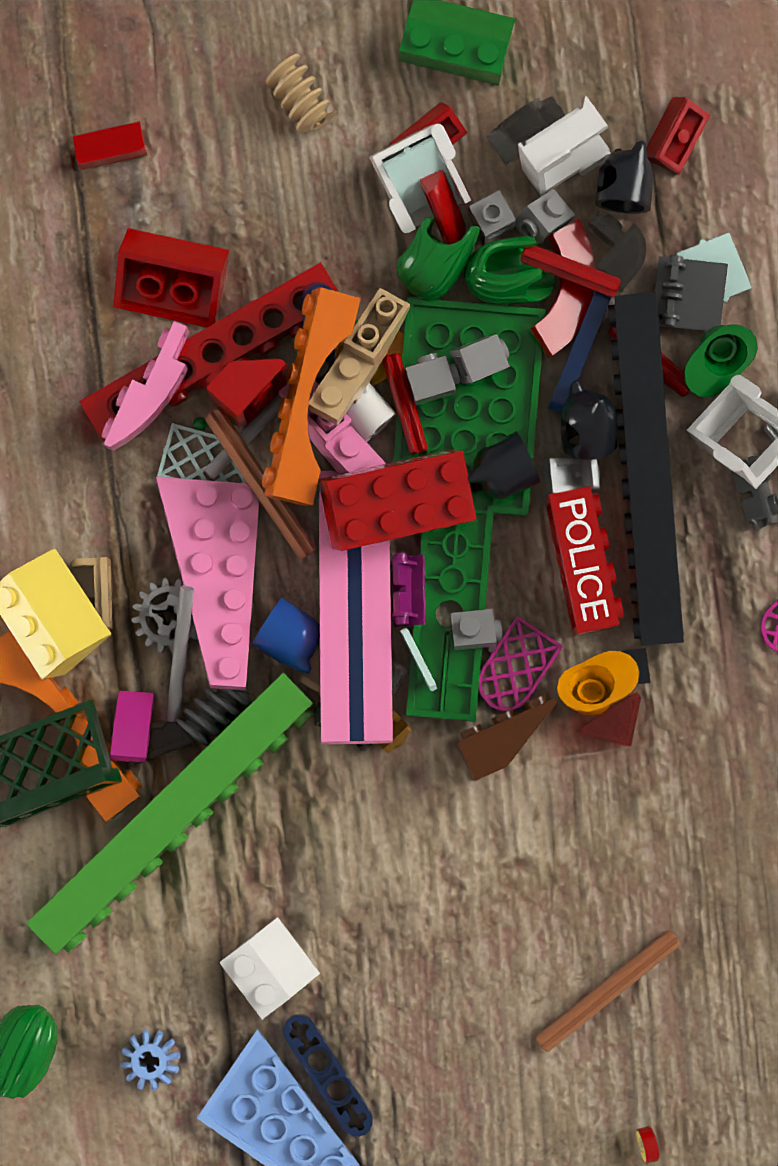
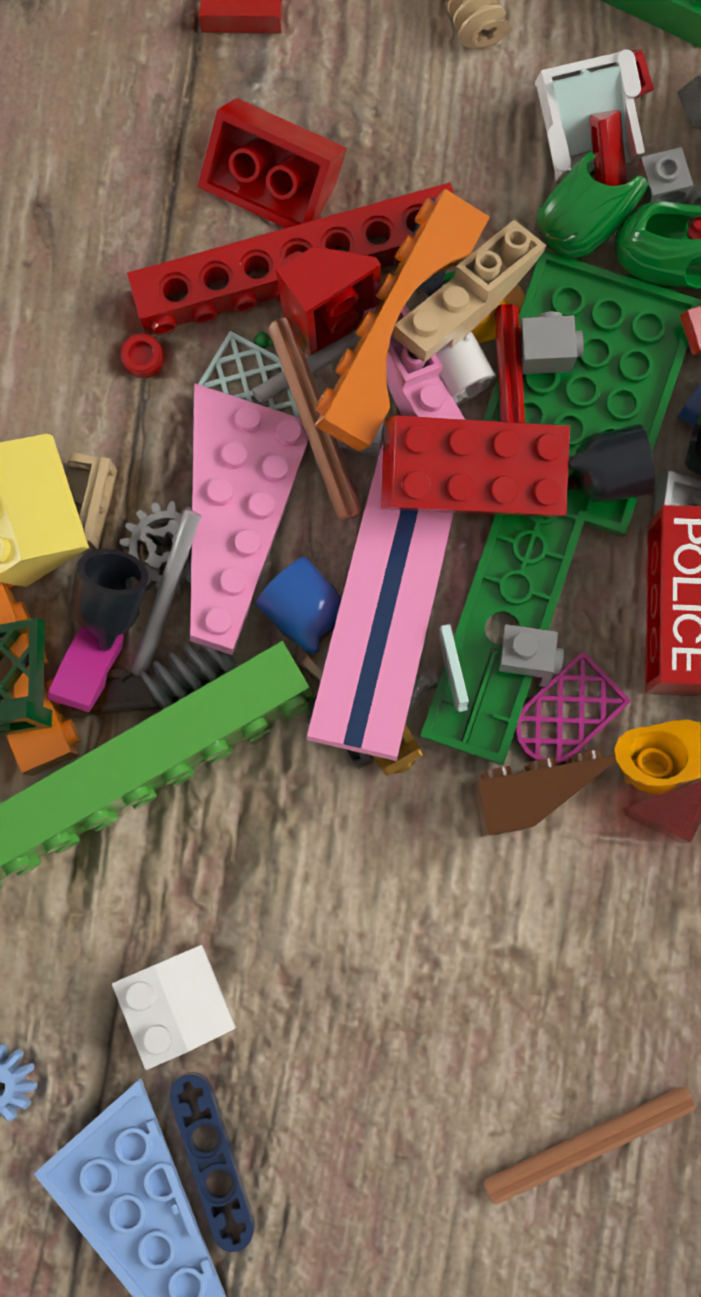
camera: 20 degrees right, 5 degrees down
(105, 462) = (142, 355): none -> red tile
(131, 668) = (104, 595): none -> black piece
(143, 403) = (202, 286): bright pink slope -> none
(408, 590) = (460, 584): magenta hinge -> none
(480, 358) = (614, 330): light grey brick -> none

